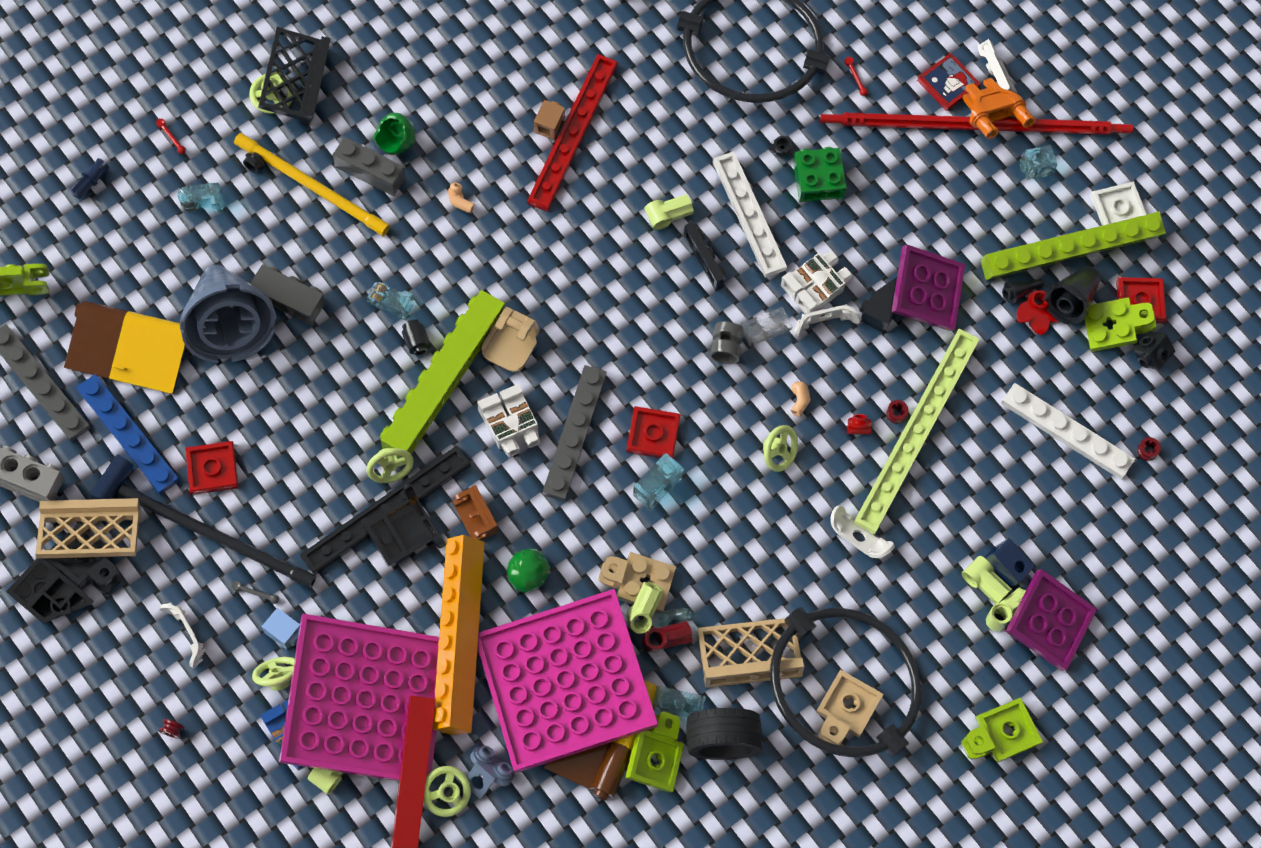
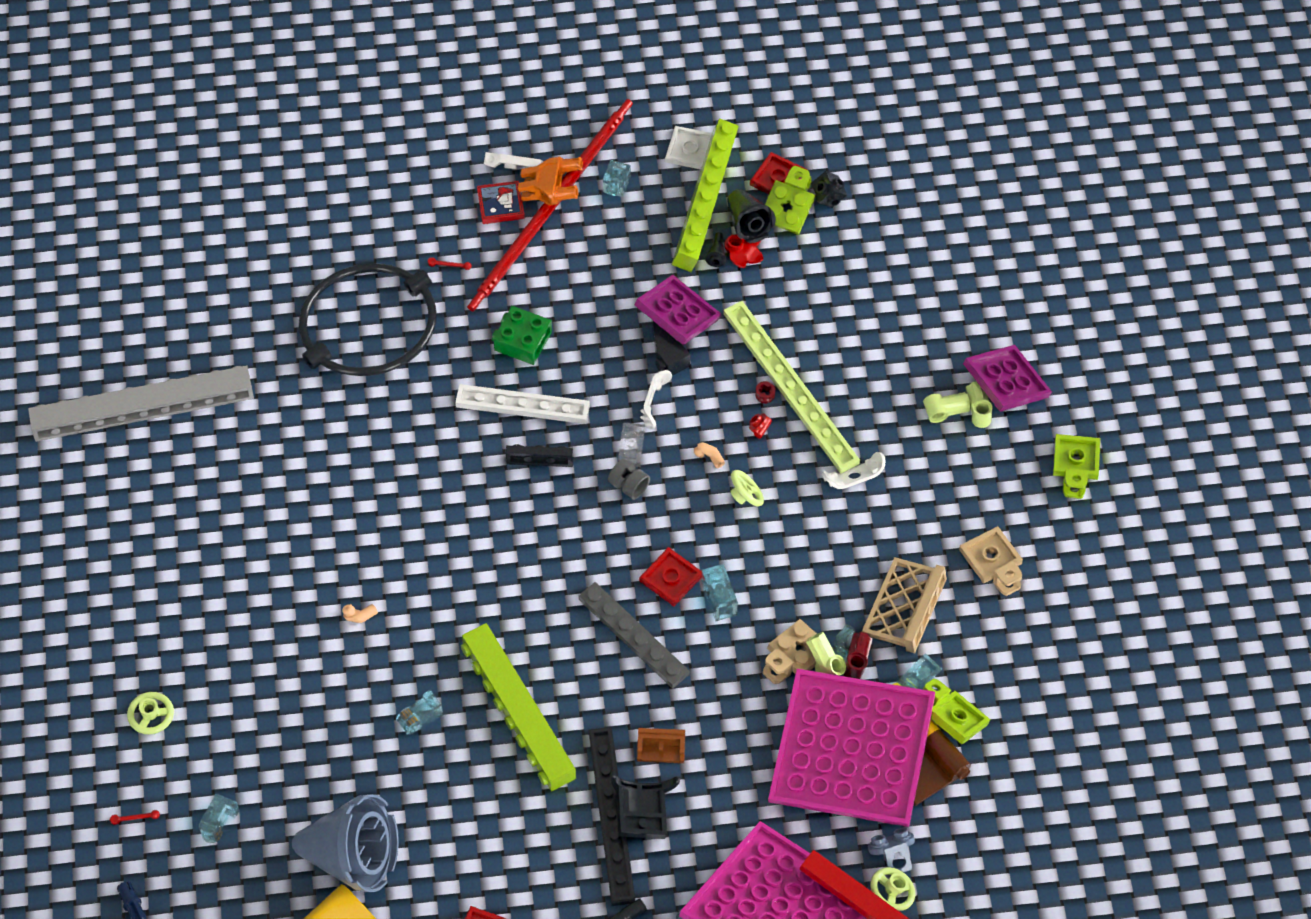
camera: 55 degrees left, 10 degrees down
(254, 162) = (211, 759): black plate -> none
(289, 294) = (374, 780): dark grey brick -> none
(311, 84) = (163, 669): black fence -> none
(368, 219) = (331, 694): yellow piece -> none
(369, 166) = (281, 667): dark grey brick -> none
(388, 460) = (576, 787): yellowish green piece -> none
(395, 134) = (266, 629): green hair -> none
(416, 337) = (469, 711): black brick -> none
(458, 635) = (762, 808): light orange brick -> none
(511, 340) = (521, 637): tan piece -> none
(513, 428) = (593, 676): white hips -> none
(528, 570) = (736, 729): green hair -> none
(549, 119) = (333, 506): medium nougat brick -> none
(572, 133) = (356, 496): red tile -> none
(663, 213) = (480, 464): yellowish green piece -> none
(724, 734) = (970, 650): black tyre -> none
(786, 143) = (477, 344): black plate -> none
(816, 282) = (614, 381): white hips -> none
(892, 738) = (1037, 539): black piece -> none
(1010, 564) = (945, 379): dark blue torso -> none
(1068, 431) = (855, 285): white plate -> none
(1148, 456) = (910, 237): dark red bush -> none

